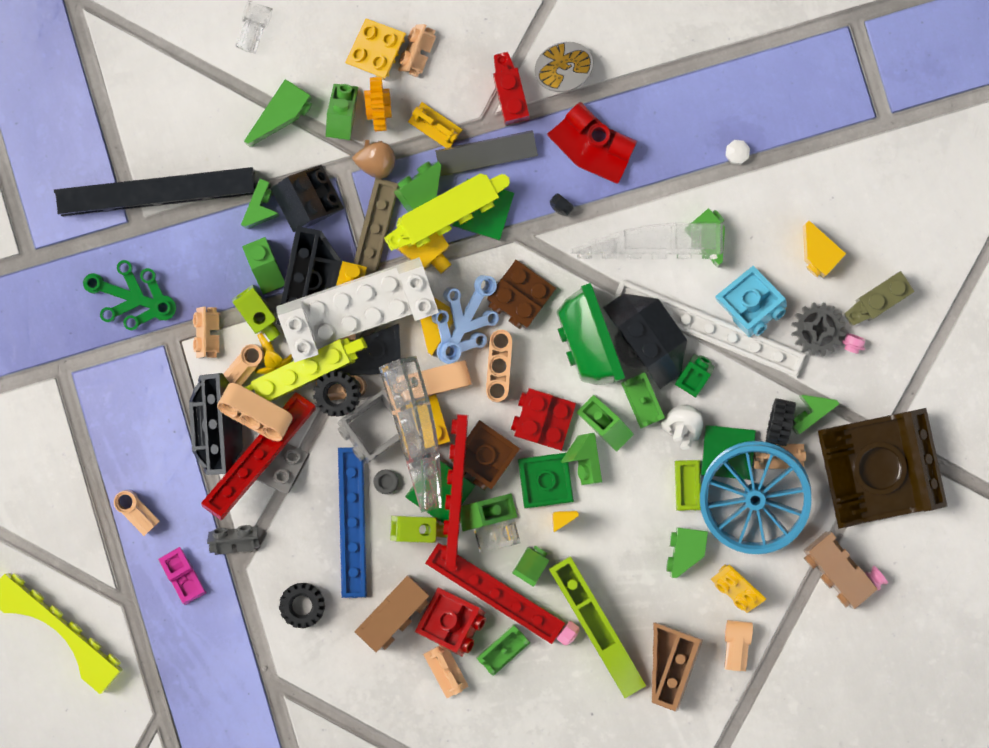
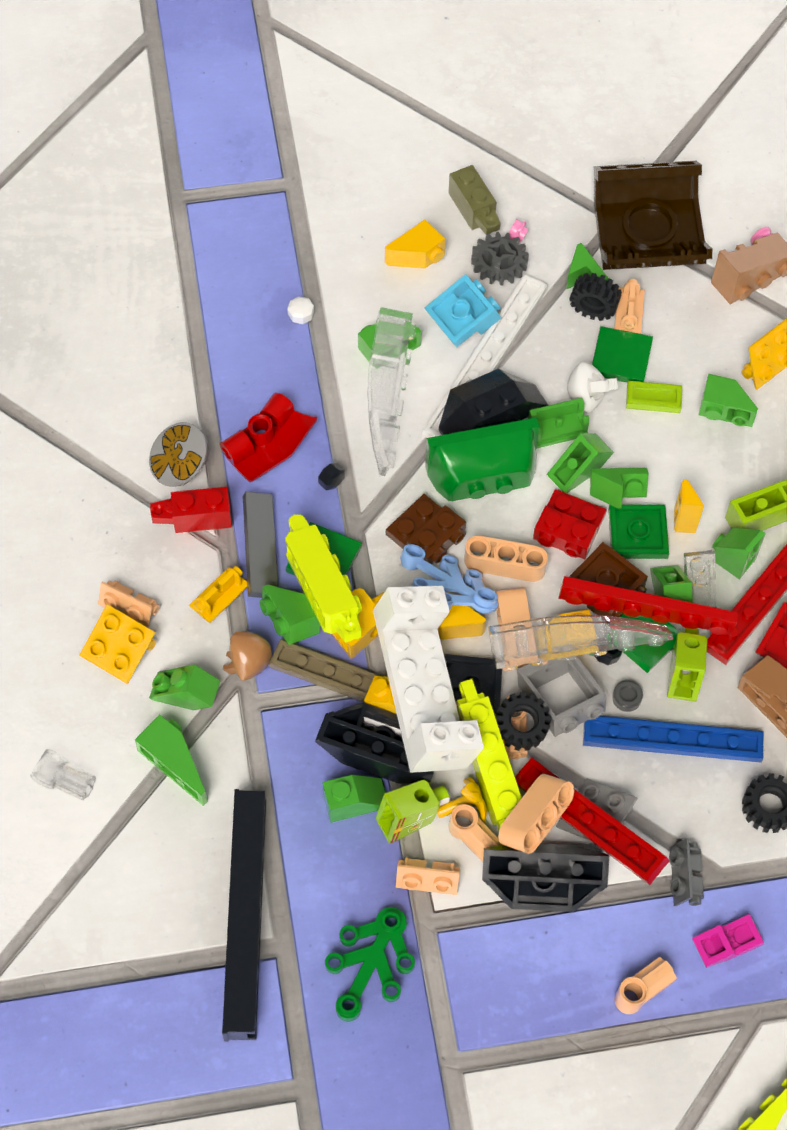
camera: 85 degrees left, 25 degrees down
(255, 212) = (287, 798): bright green slope -> none
(307, 197) = (281, 738): black slope -> none
(378, 104) = (184, 640): light orange gear -> none
(695, 375) = (536, 371): green bracket -> none
(755, 497) = (674, 326): dark azure wheel -> none

